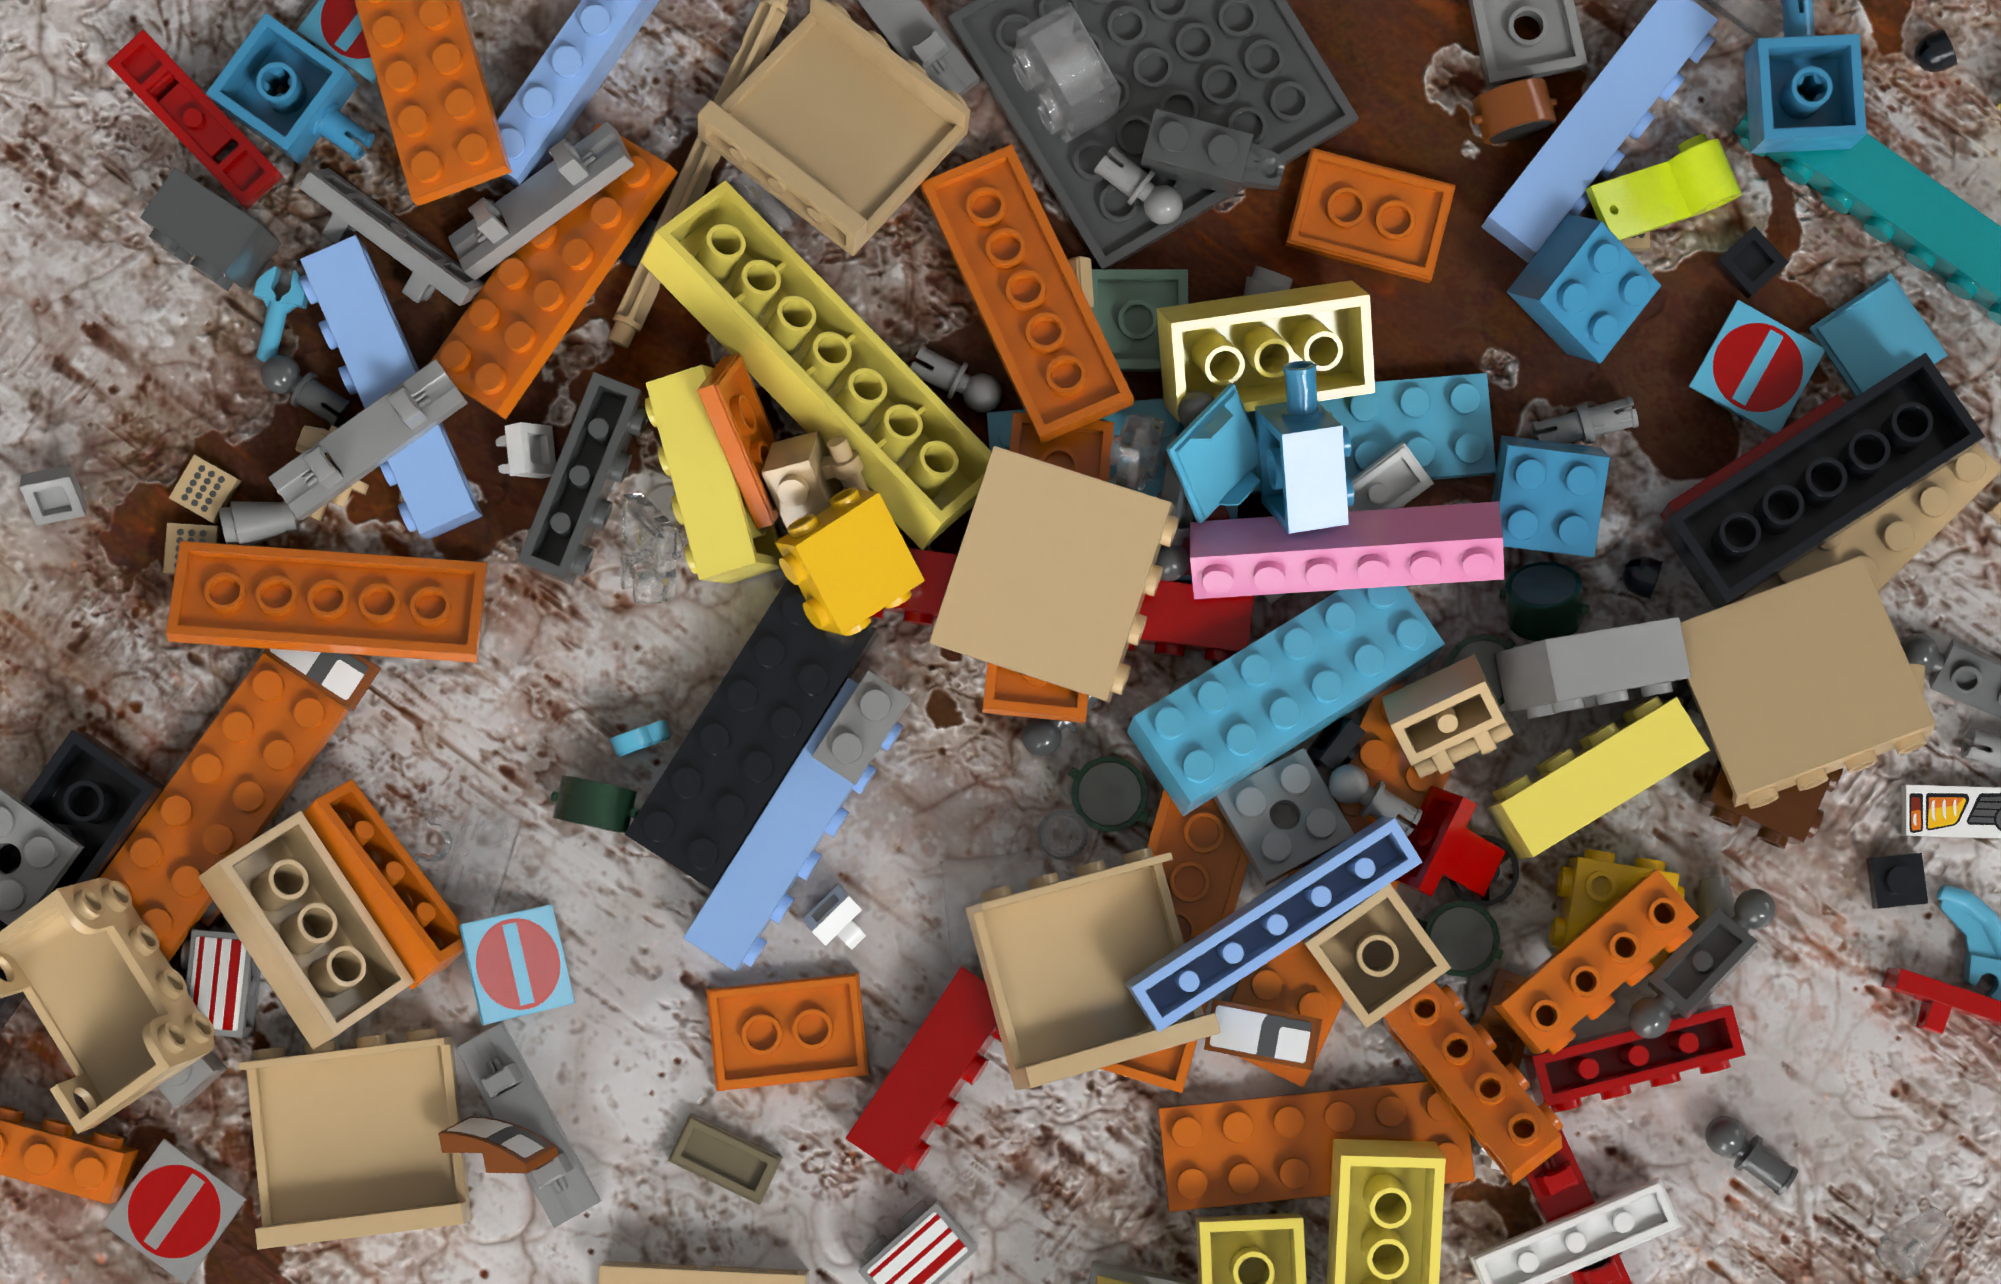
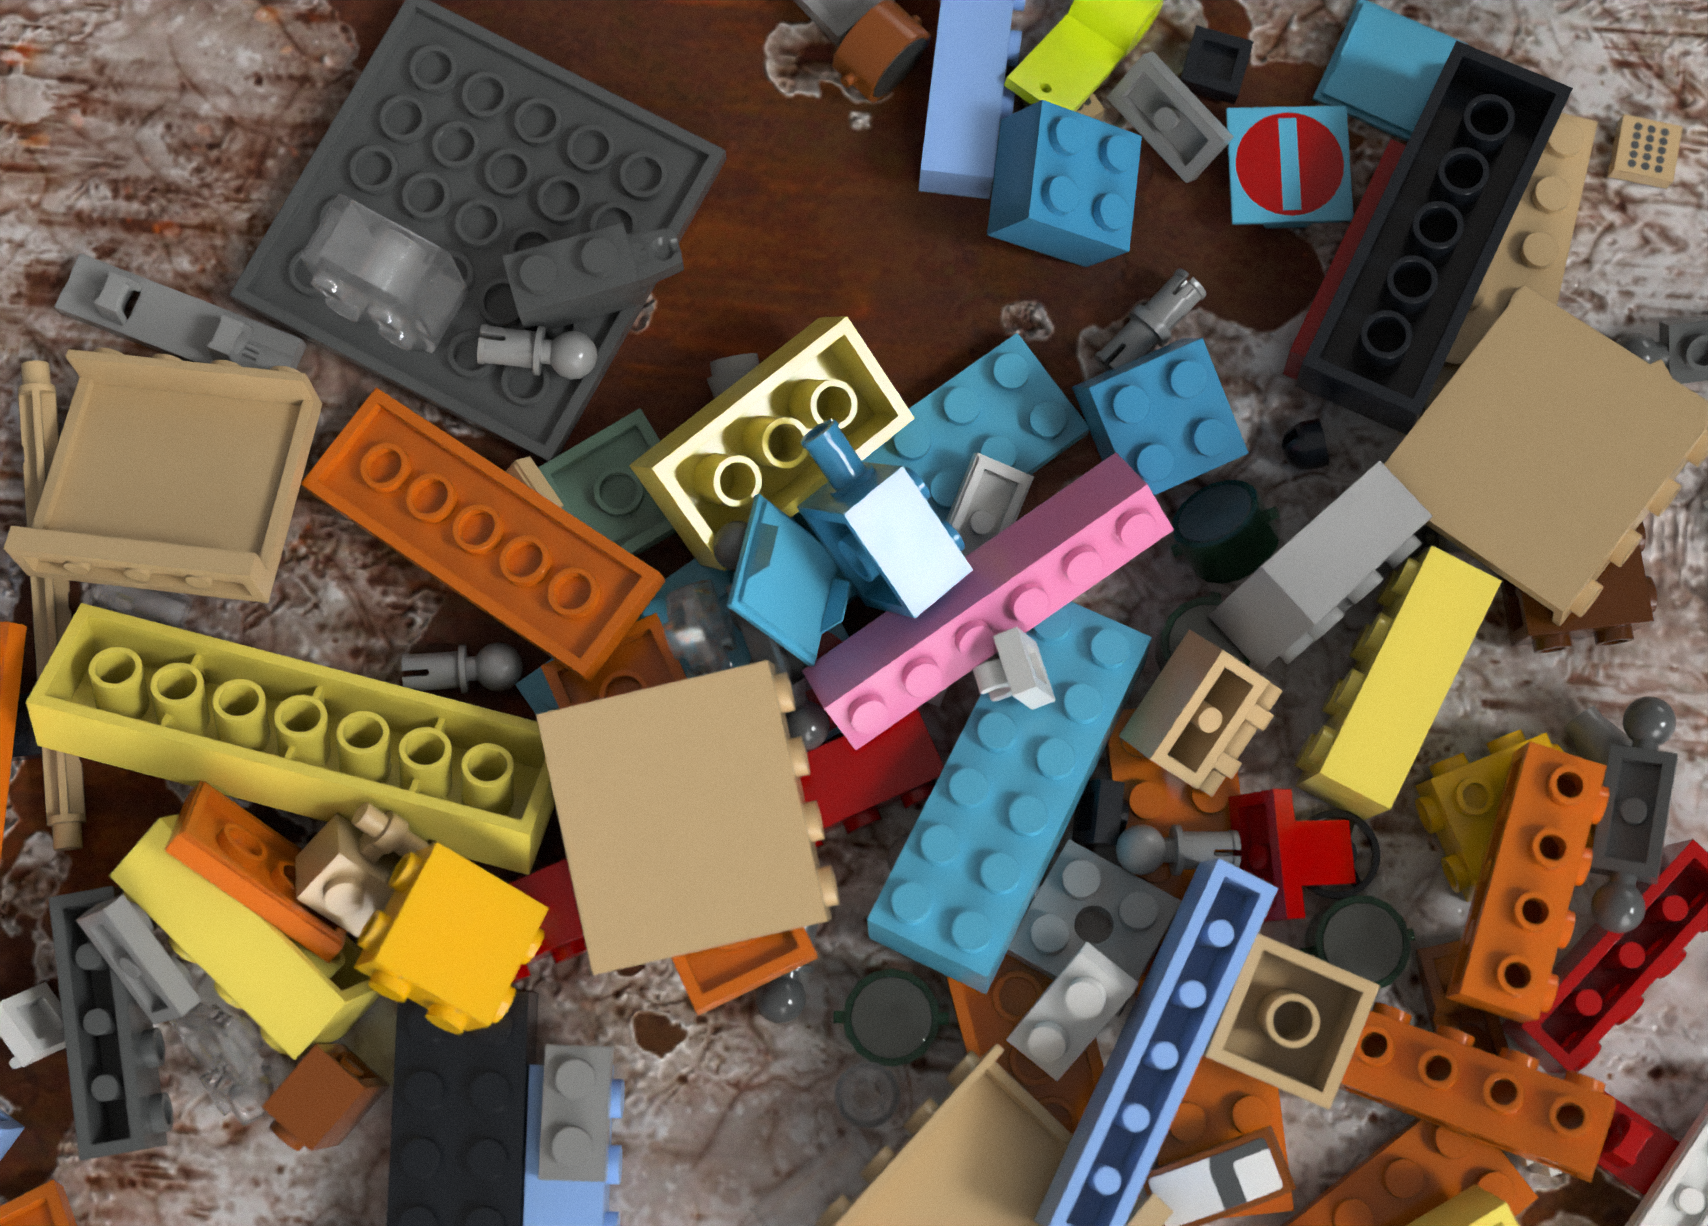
camera: 30 degrees left, 5 degrees down
(633, 450) = (151, 975): none -> light grey plate
(698, 617) = (323, 1098): none -> dark orange brick
(1234, 862) = (1072, 1011): none -> white plate
(1335, 612) = (1017, 672): none -> white tile
(1370, 215) = (798, 244): orange tile -> none
(1693, 281) = (1169, 117): none -> light grey plate

